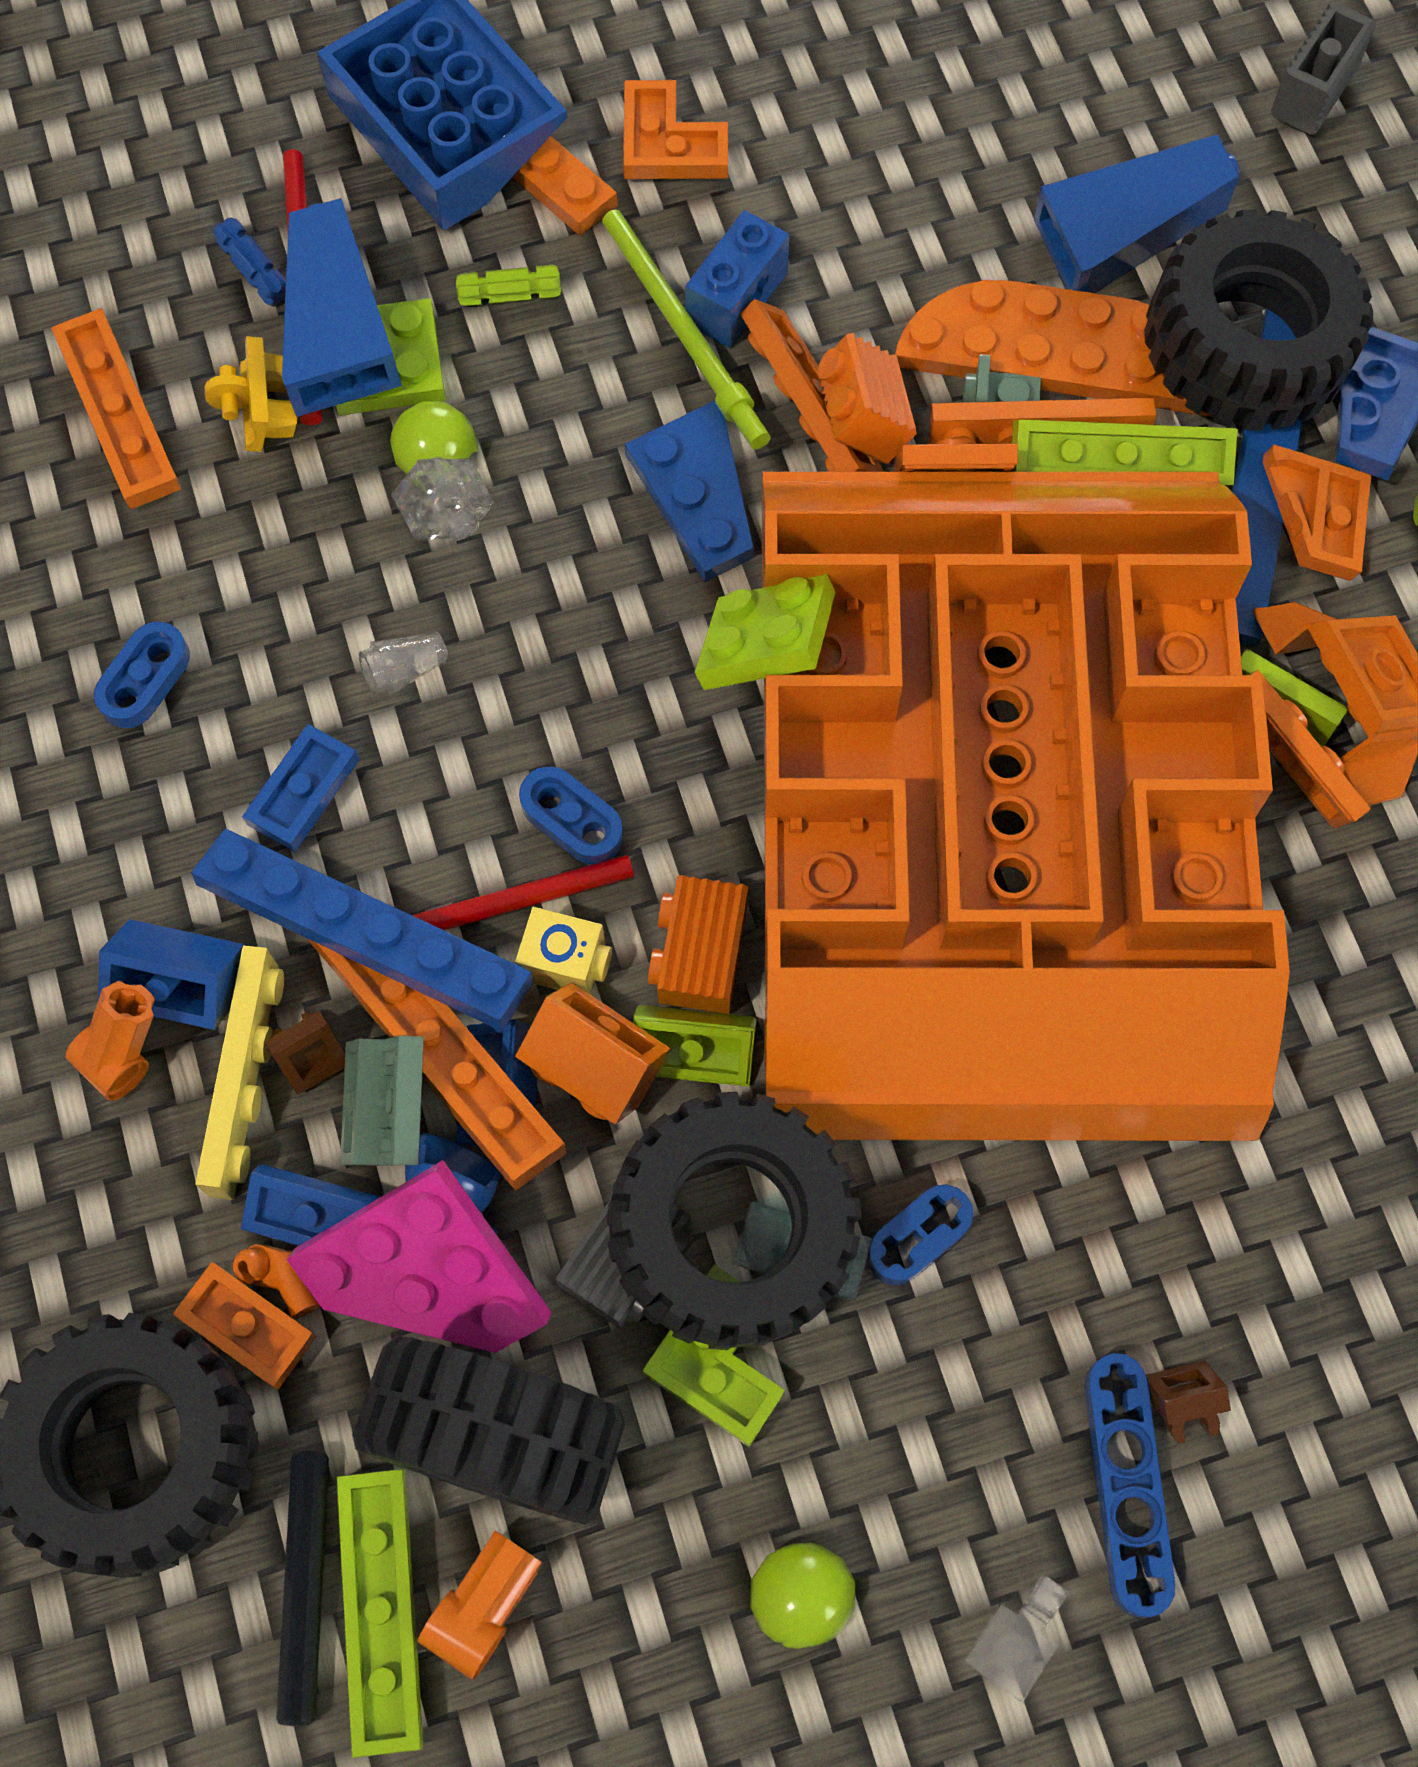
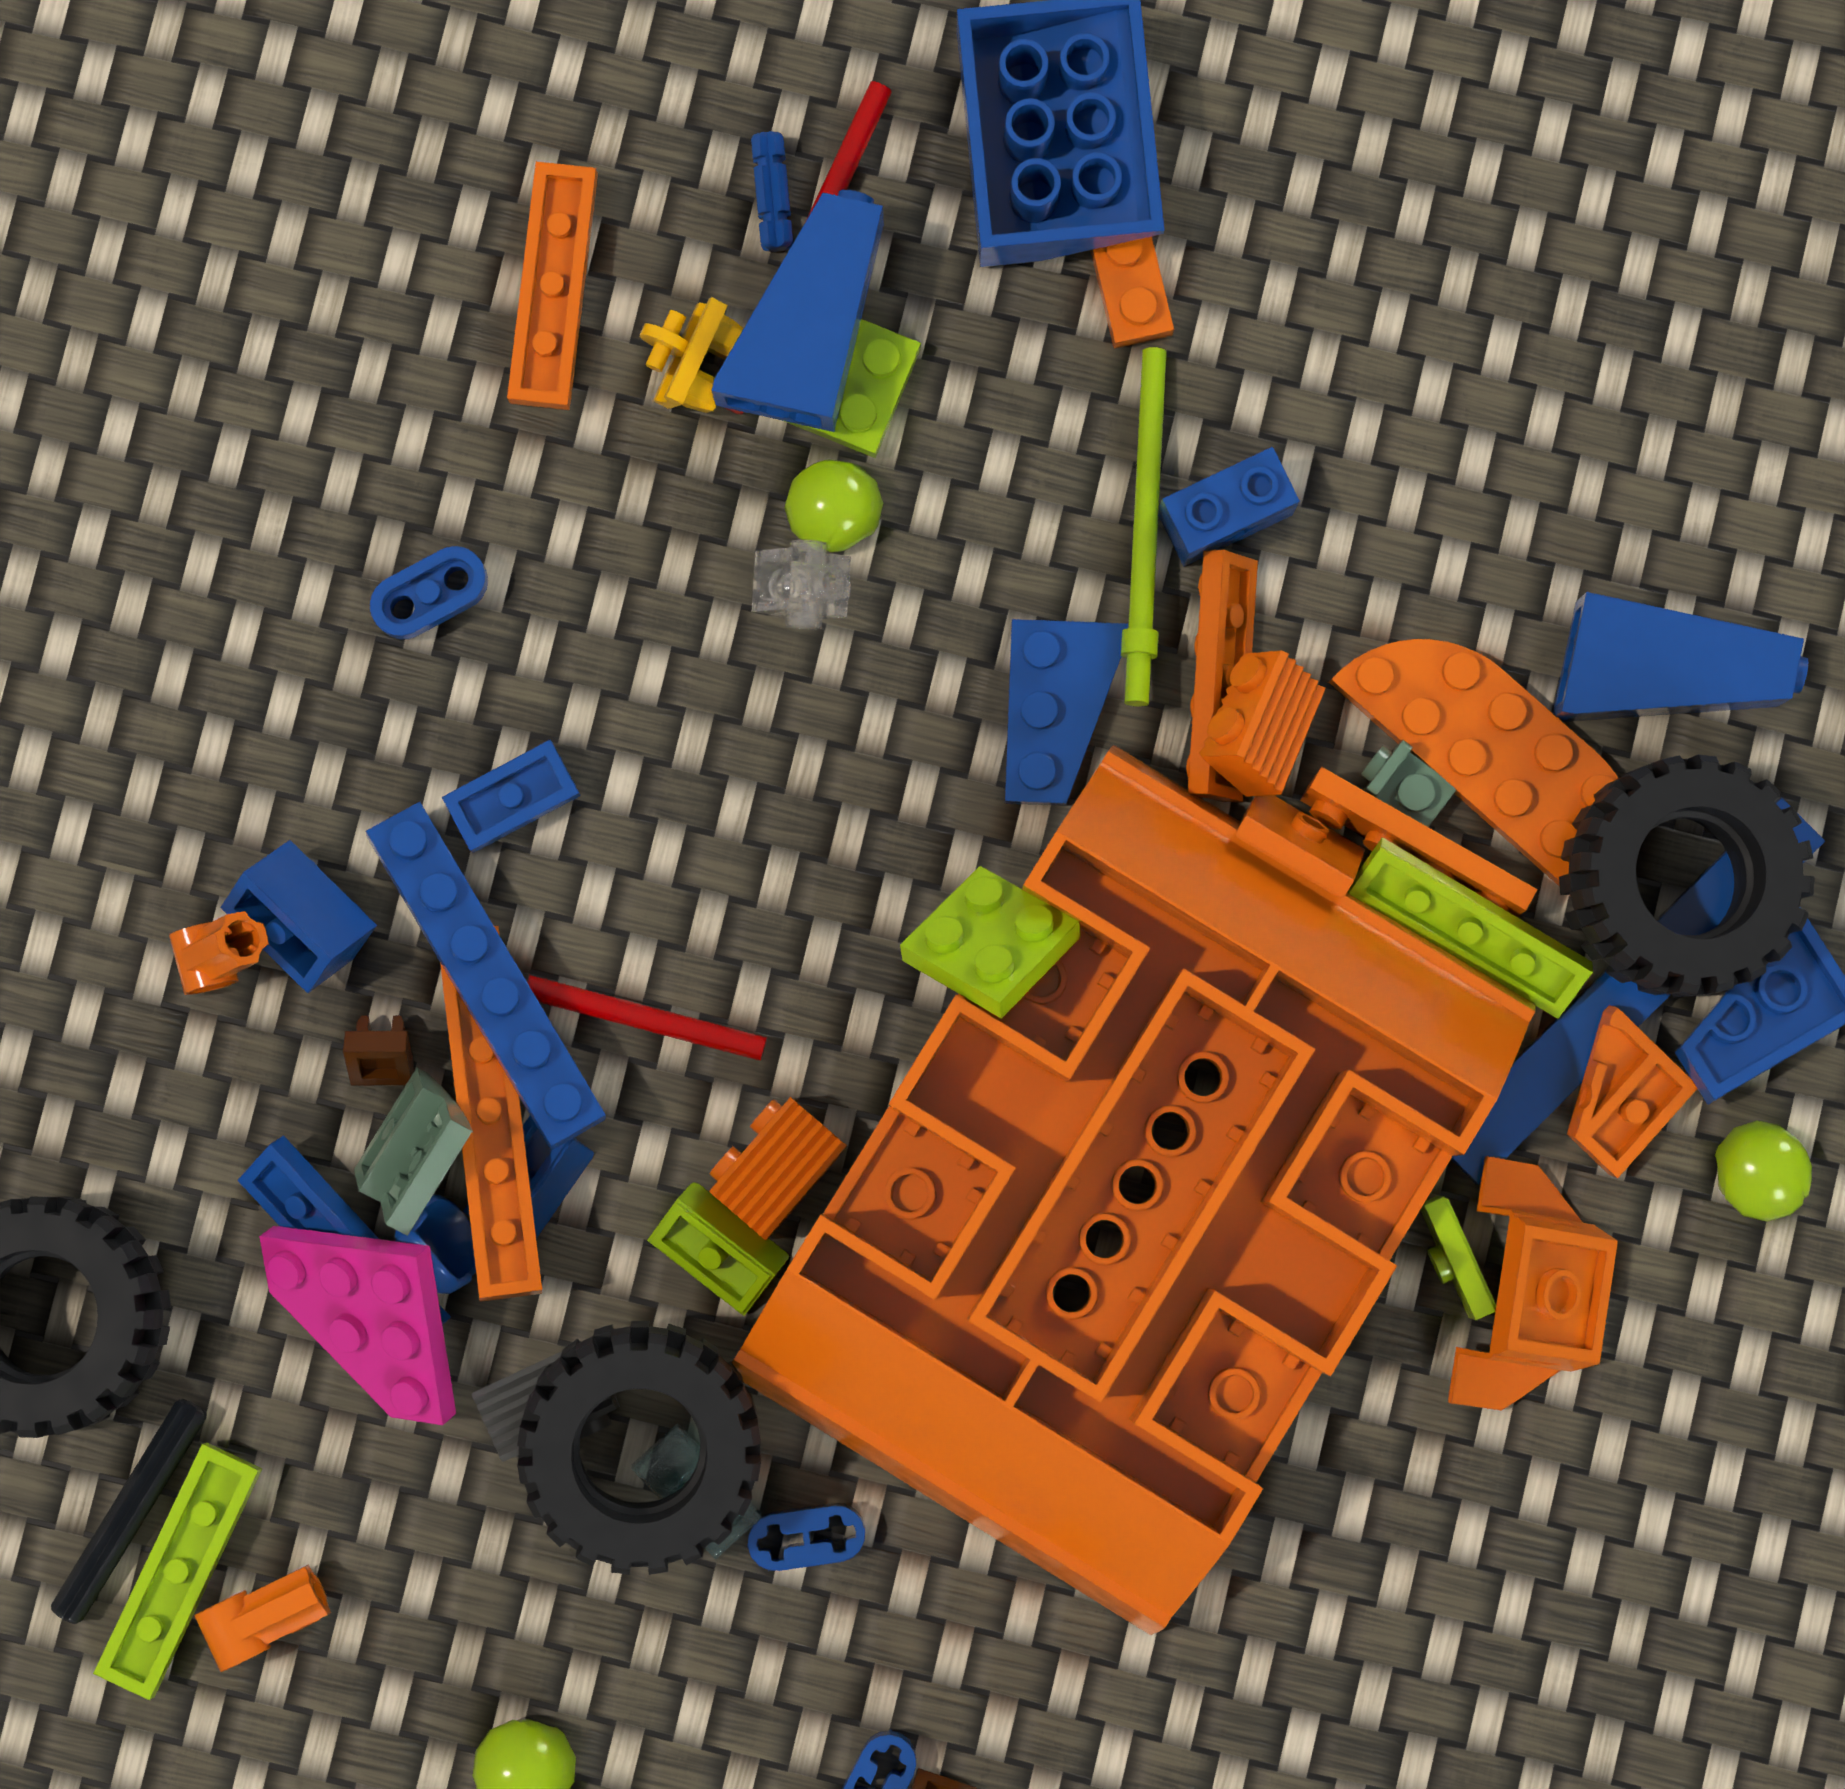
camera: 30 degrees right, 15 degrees up
(235, 1094) = (296, 1060): light yellow plate -> none
(244, 1325) = (196, 1266): orange plate -> none
(268, 1268) = (243, 1227): orange arm -> none
(400, 661) = (672, 723): clear cone -> none
(490, 1428) = (335, 1501): black tyre -> none
(508, 285) = (1006, 370): lime axle -> none
(563, 950) = (652, 1101): light yellow brick -> none
(573, 817) = (736, 972): blue plate -> none
(592, 1053) = (620, 1212): orange brick -> none
(666, 148) = (1248, 296): orange plate -> none
(715, 1381) = (560, 1579): lime plate -> none
(1311, 766) = (1431, 1344): orange plate -> none

